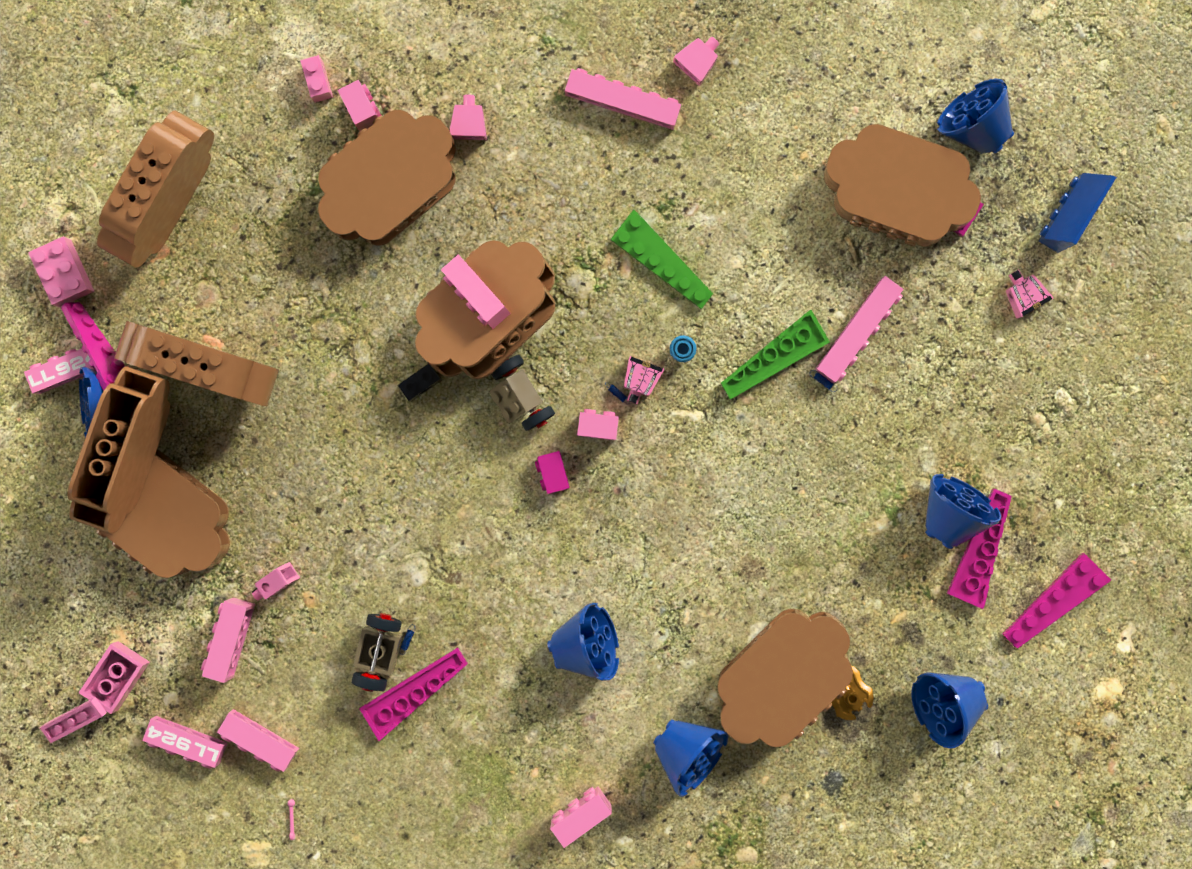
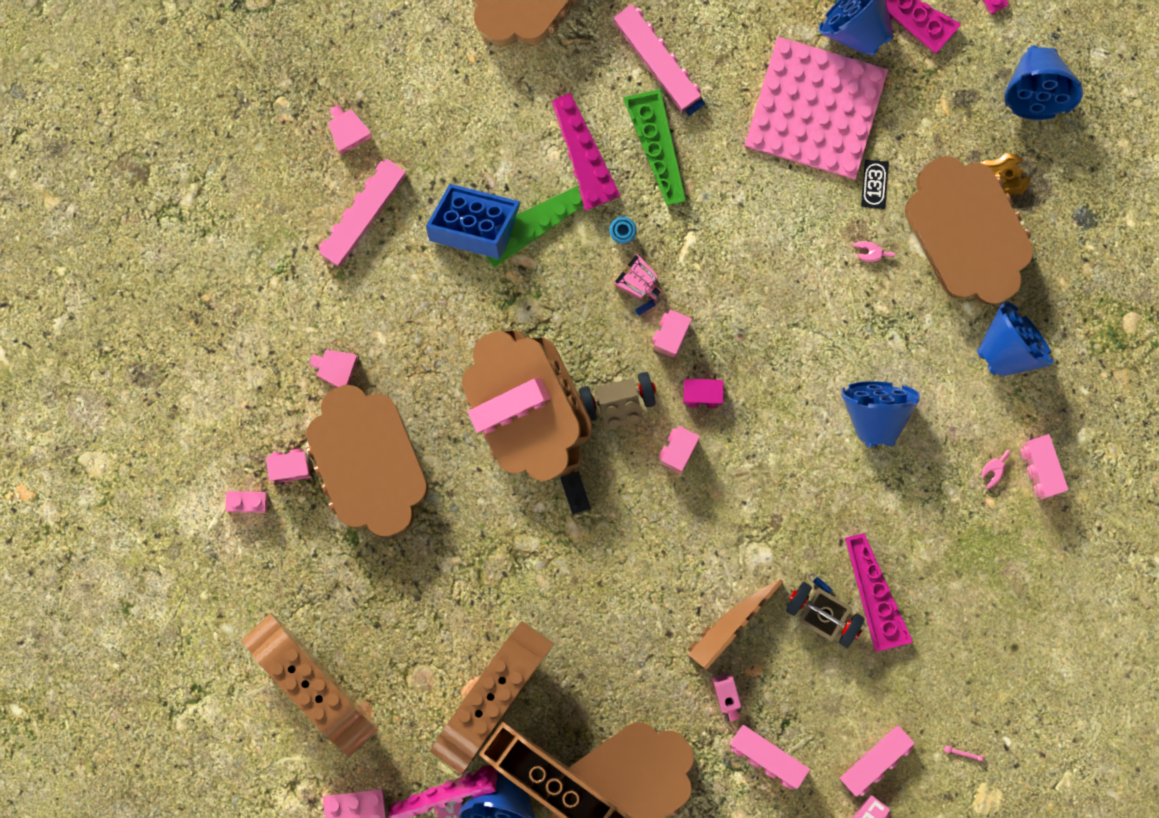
camera: 70 degrees left, 5 degrees down
(331, 560) = (727, 628): none -> medium nougat wedge
(490, 467) = (679, 450): none -> bright pink brick
(568, 771) = (997, 467): none -> bright pink hand
(647, 204) = (473, 221): none -> blue slope
(732, 299) = (589, 167): none -> dark pink wing
(737, 593) = (875, 251): none -> bright pink hand
(803, 573) = (874, 184): none -> black sticker
(859, 495) = (816, 108): none -> bright pink plate

